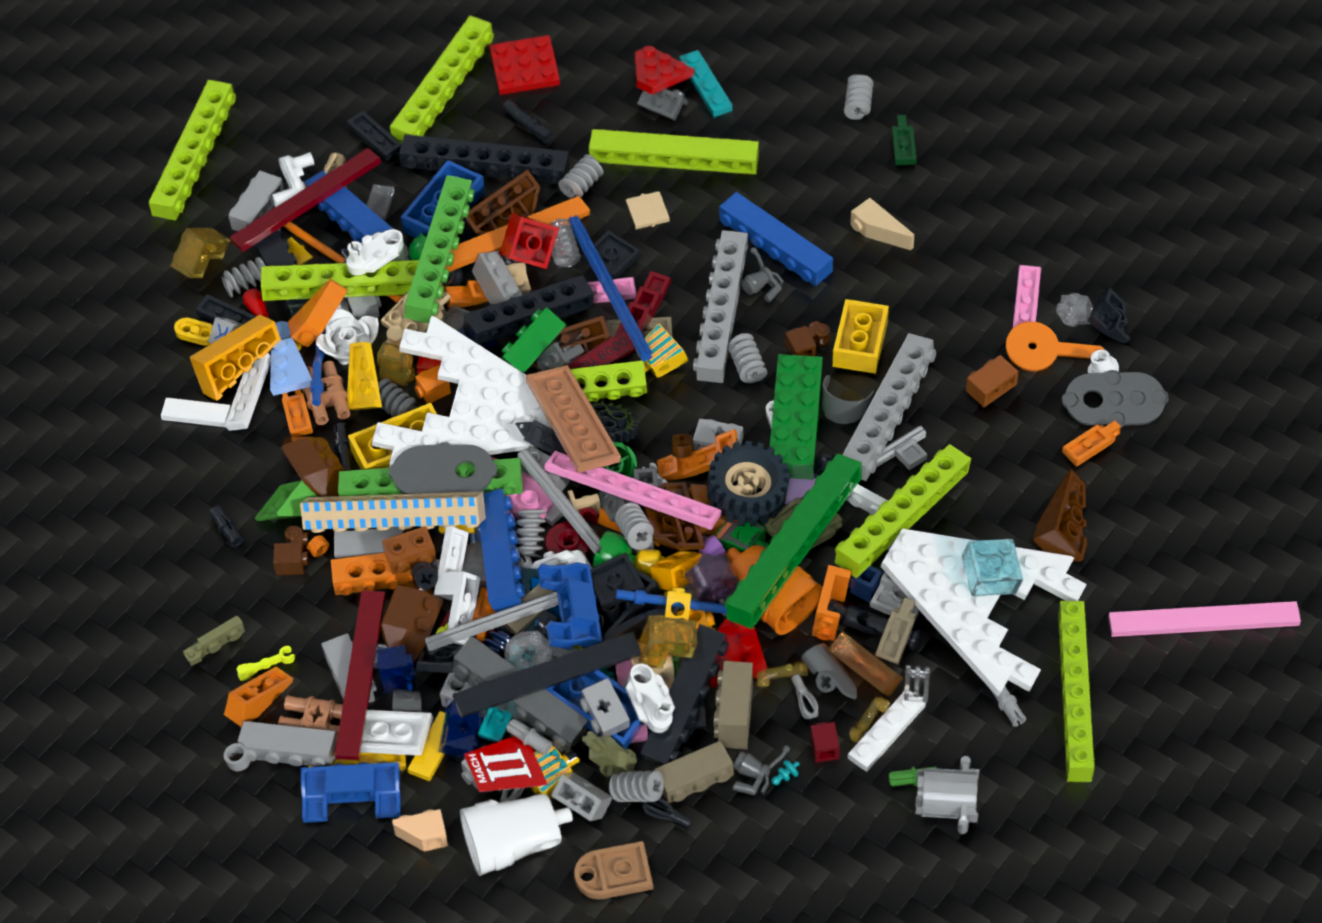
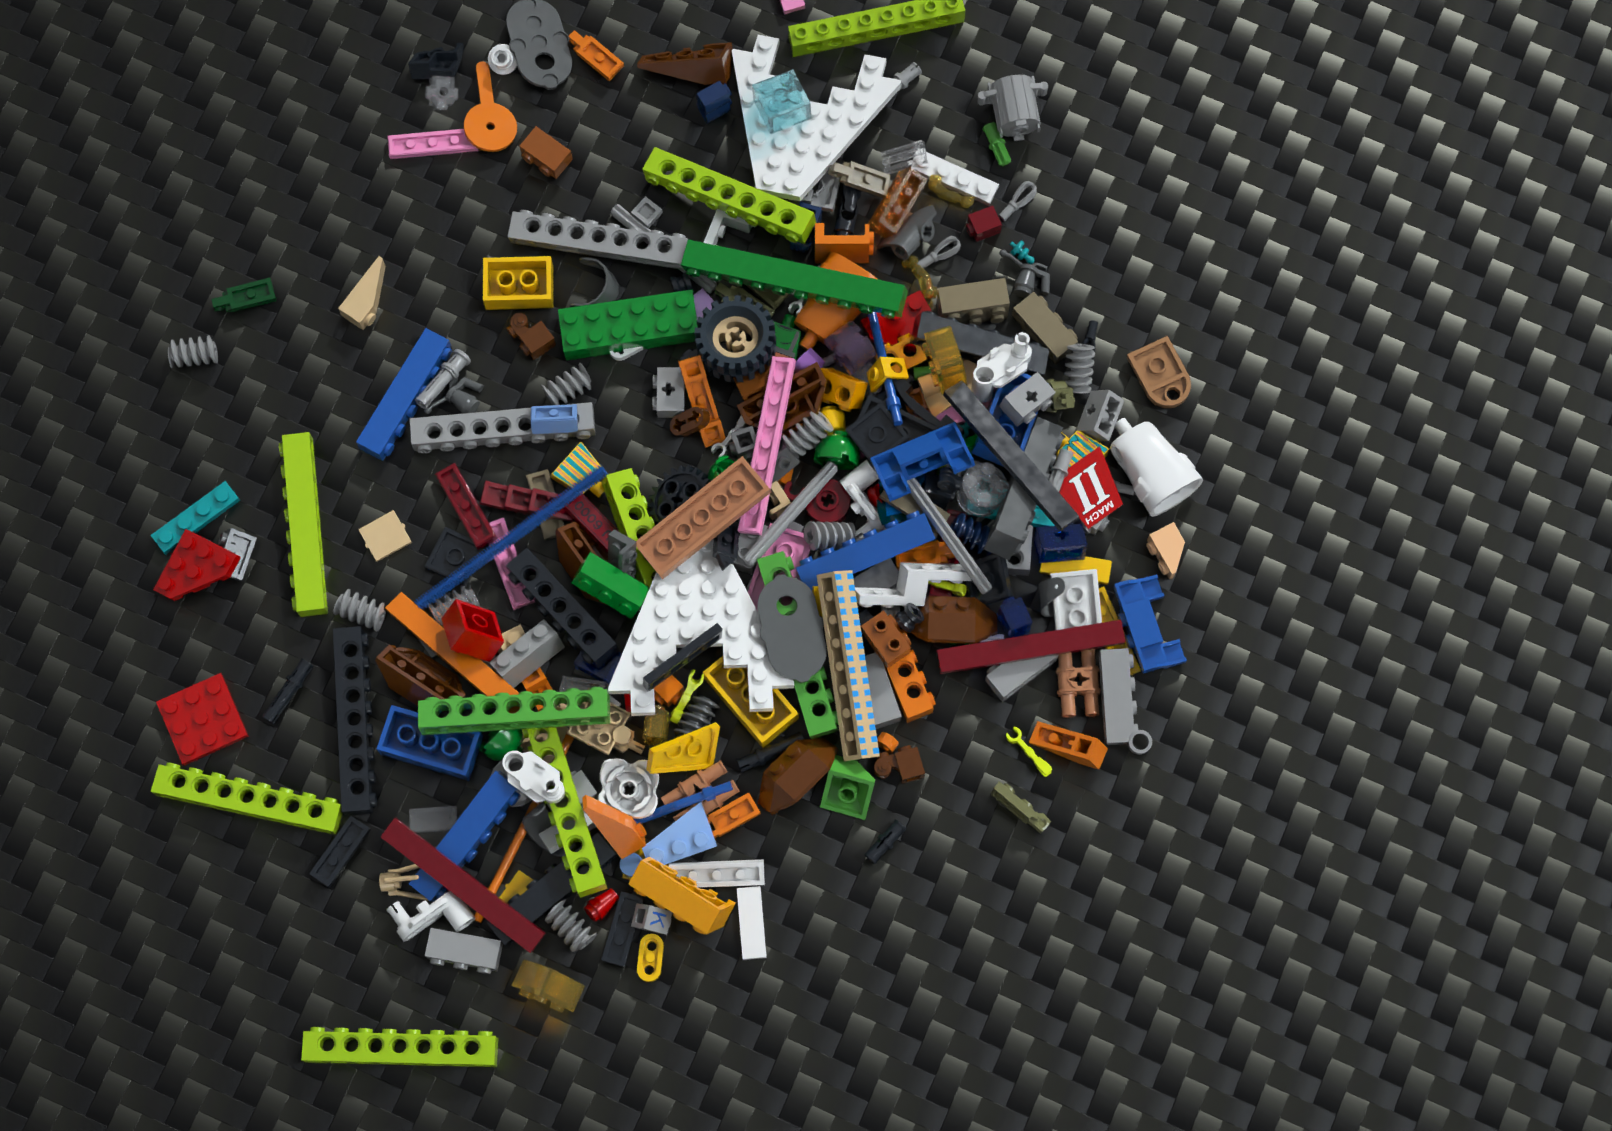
camera: 105 degrees left, 20 degrees up
(422, 394) = (692, 685): none -> neon yellow piece
(440, 372) = (682, 657): none -> black tile
(666, 265) = (466, 506): none -> dark red tile
(714, 336) = (554, 419): none -> medium blue slope
(786, 272) = (448, 372): none -> light grey pin
(840, 777) = (1004, 215): none -> light grey piece
(1013, 521) = (714, 101): none -> dark blue brick

